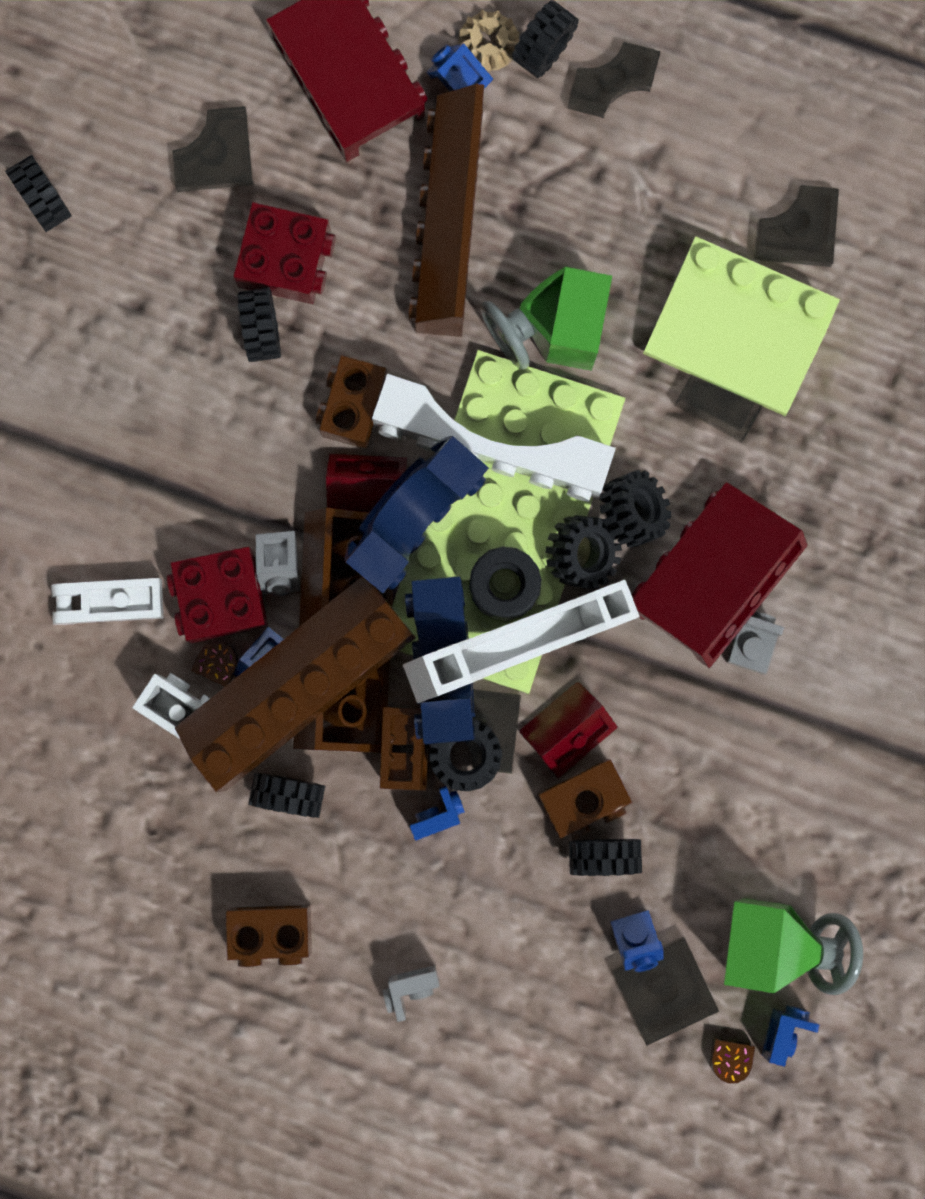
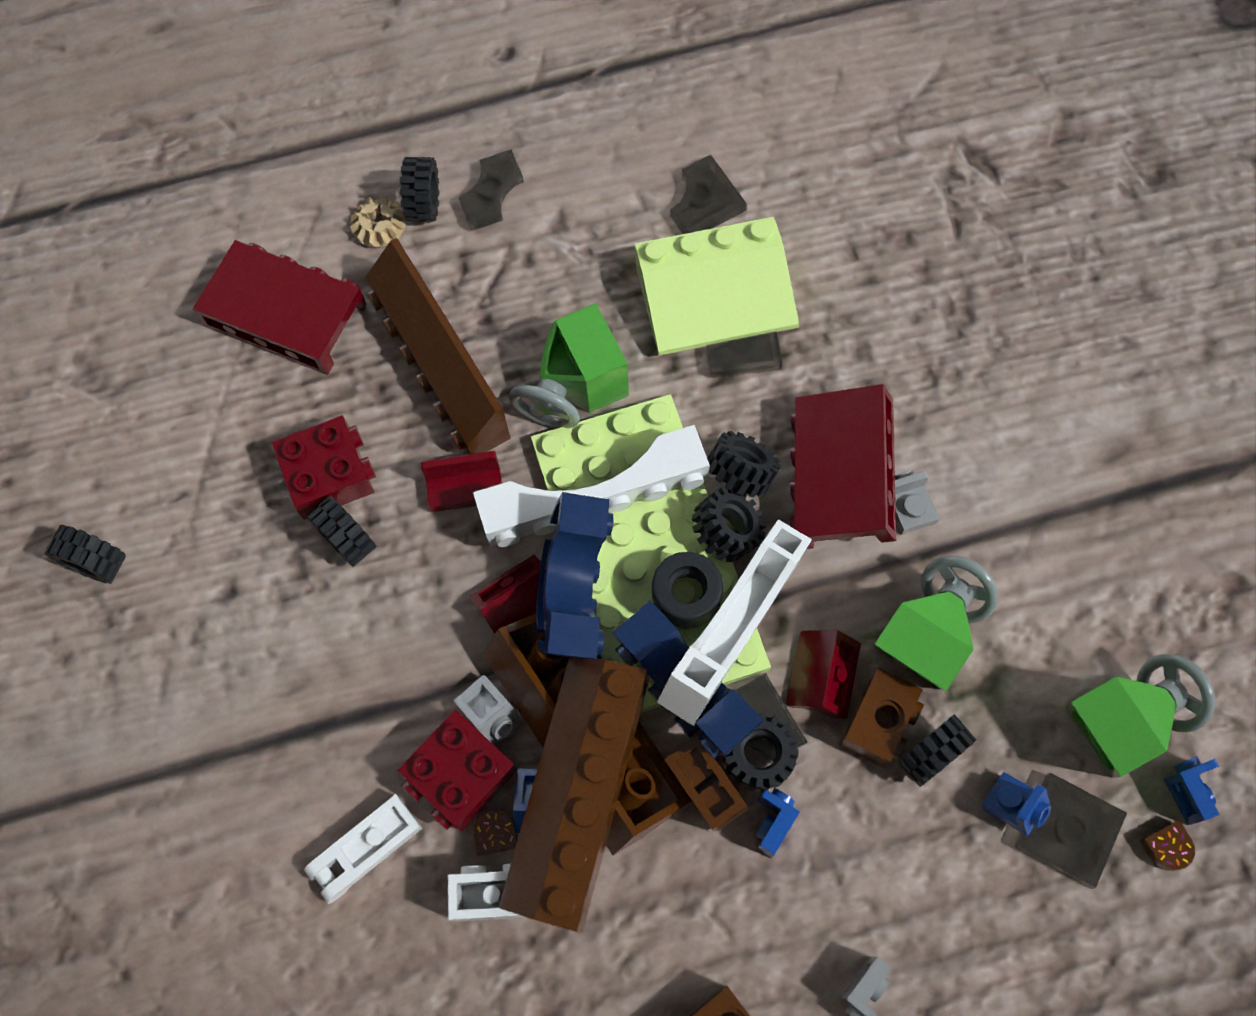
camera: 30 degrees left, 15 degrees down
(218, 155) = (219, 434): clear smoke tile -> none
(286, 795) = (636, 898): black tyre -> none
(359, 403) = (464, 539): reddish brown brick -> none
(392, 348) = (454, 479): none -> dark red panel
(458, 68) = (363, 251): blue bracket -> none
(673, 764) = (934, 631): none -> bright green piece

